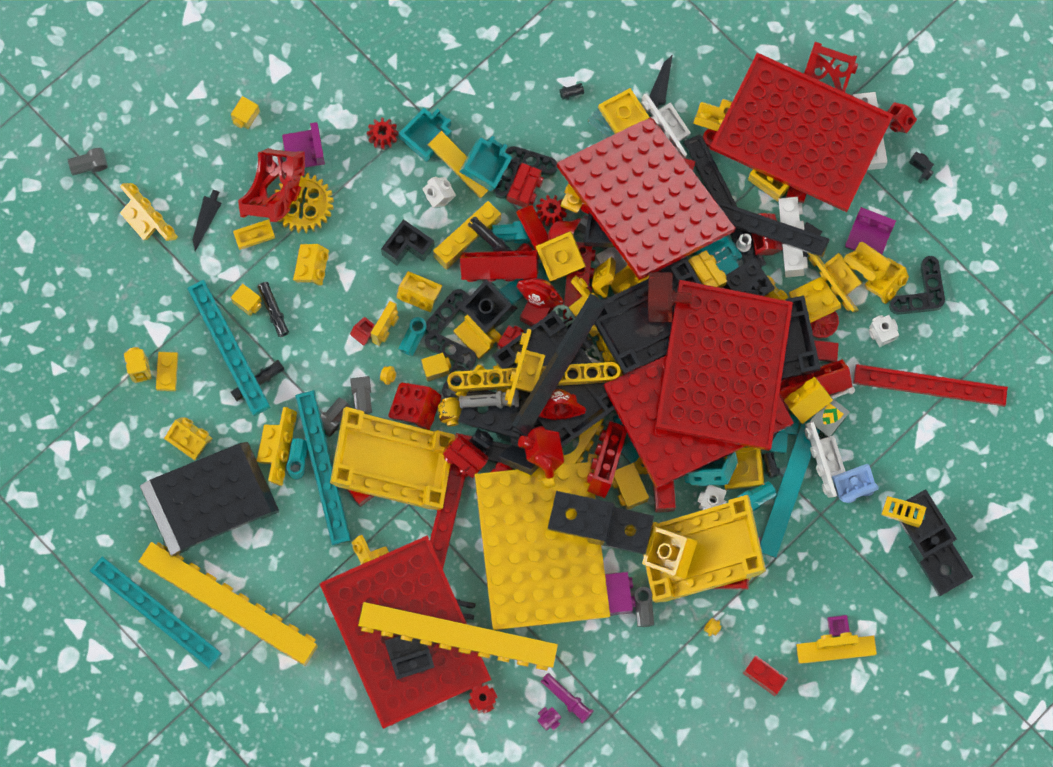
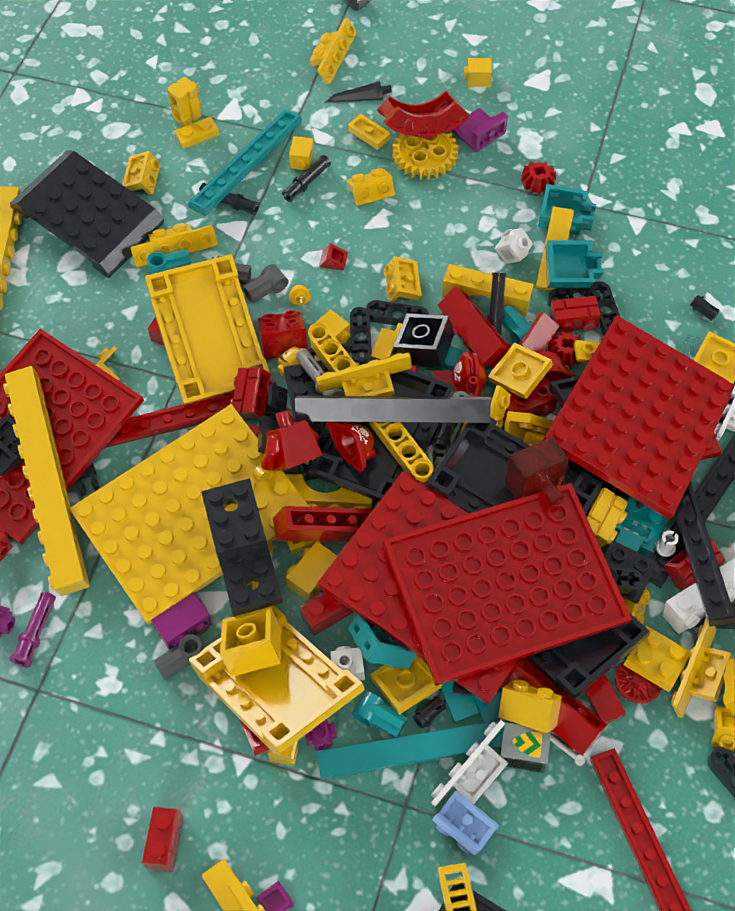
camera: 65 degrees right, 15 degrees down
(322, 467) = (142, 308): teal tile -> none
(387, 319) = (347, 261): yellow plate -> none
(406, 239) = (442, 240): black brick -> none
(412, 338) = (353, 295): teal piece -> none
(712, 627) = (195, 747): yellow plate -> none
(883, 330) = (676, 756): white brick -> none

